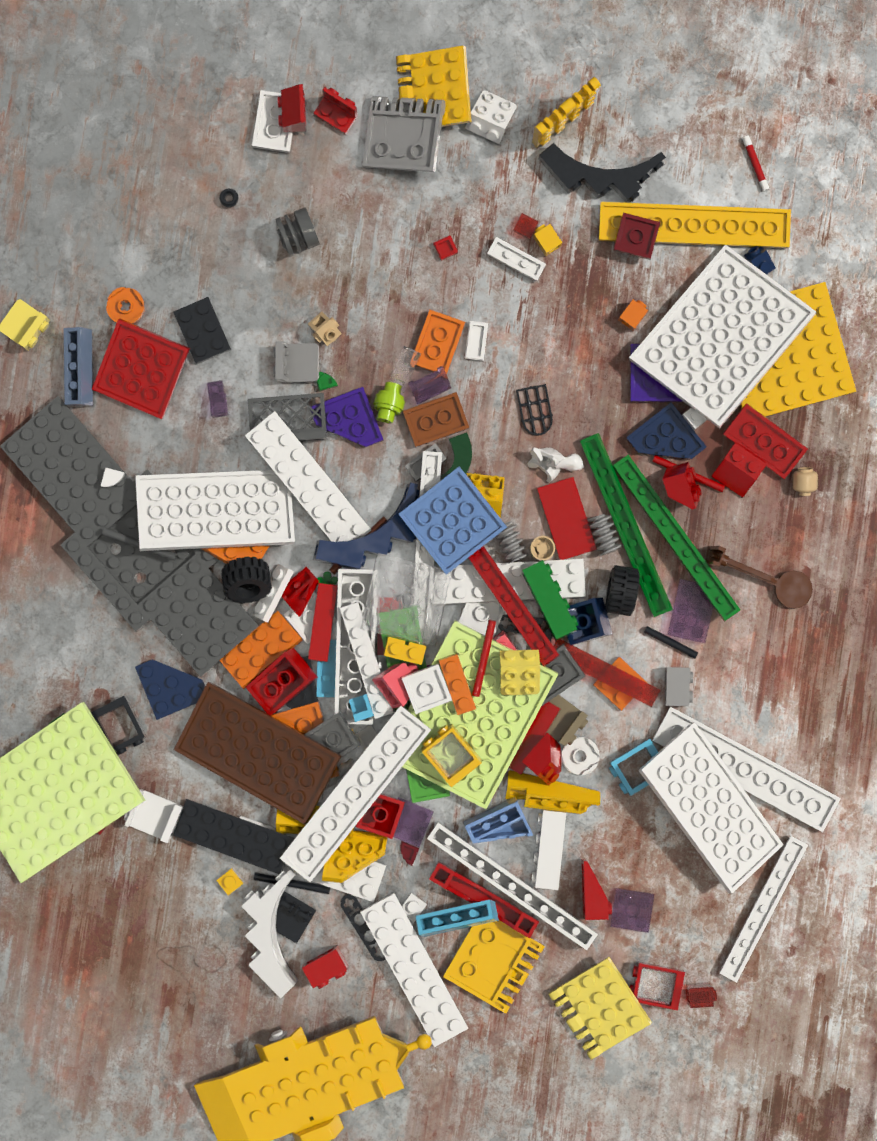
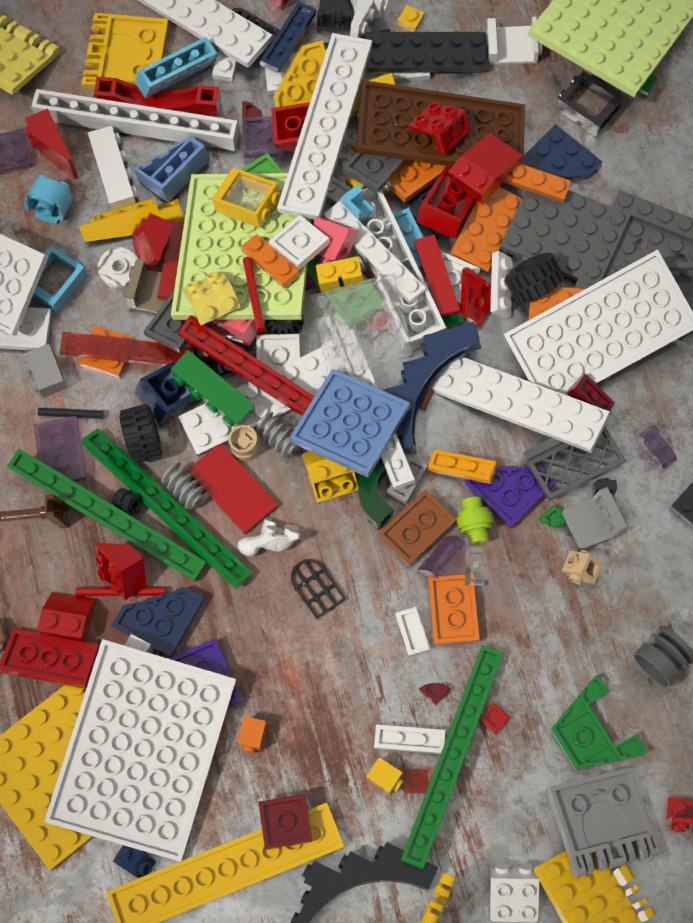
camera: 160 degrees right, 15 degrees down
(201, 665) = (538, 182): none -> orange plate
(239, 692) = (484, 167): none -> red slope
(249, 462) = (588, 391): none -> dark red slope
(258, 749) = (445, 123): none -> red bracket
(274, 385) = (603, 483): none -> black plate
(346, 905) = (288, 37): none -> dark blue plate
(377, 452) = (462, 466): none -> light orange tile
(386, 204) = (584, 737): none -> green wing
(481, 287) = (434, 692): none -> dark red tile
(491, 230) = (451, 758): none -> green plate
(615, 840) = (48, 199): none -> medium azure brick
(654, 541) = (127, 501): none -> black wheel

